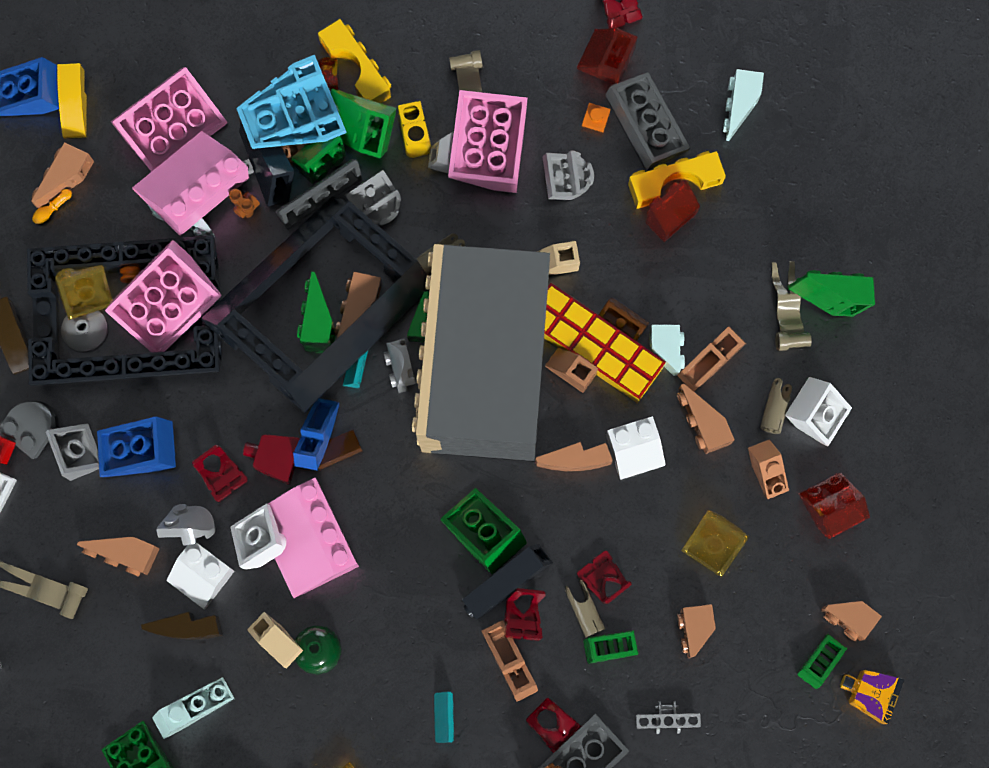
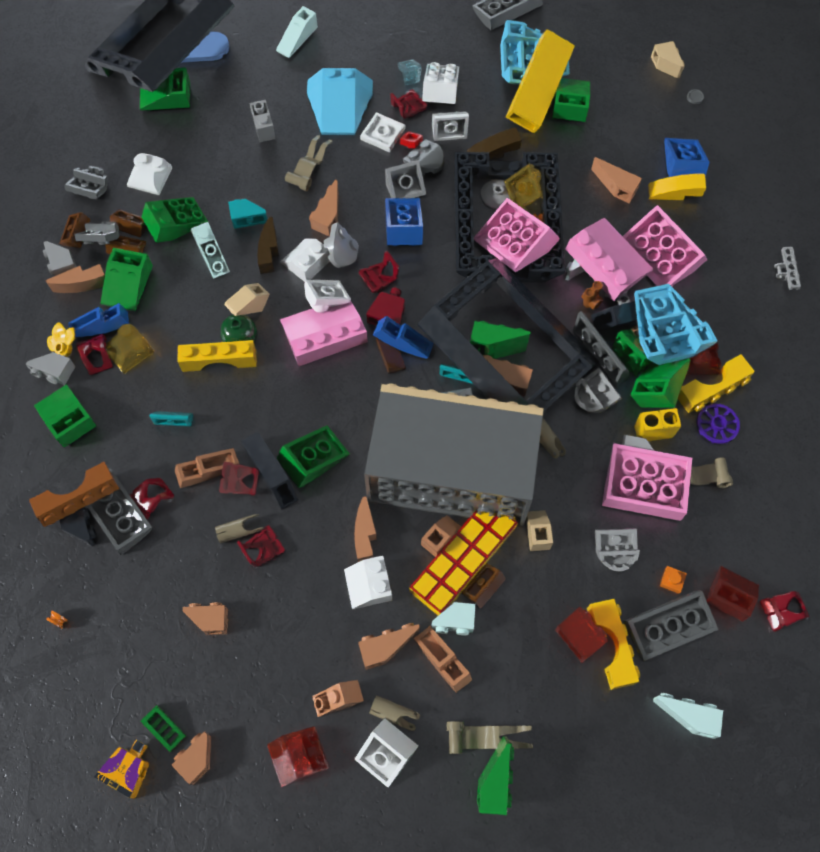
camera: 95 degrees right, 10 degrees down
(43, 213) = (588, 170): light orange piece -> none
(131, 666) = (246, 213): none -> teal slope
(355, 670) = (196, 356): none -> yellow arch
(403, 64) = (718, 424): none -> dark purple wheel
(590, 650) = (203, 531): green slope -> none
(676, 719) = (140, 580): light grey piece -> none
(715, 543) = (278, 642): clear yellow slope -> none

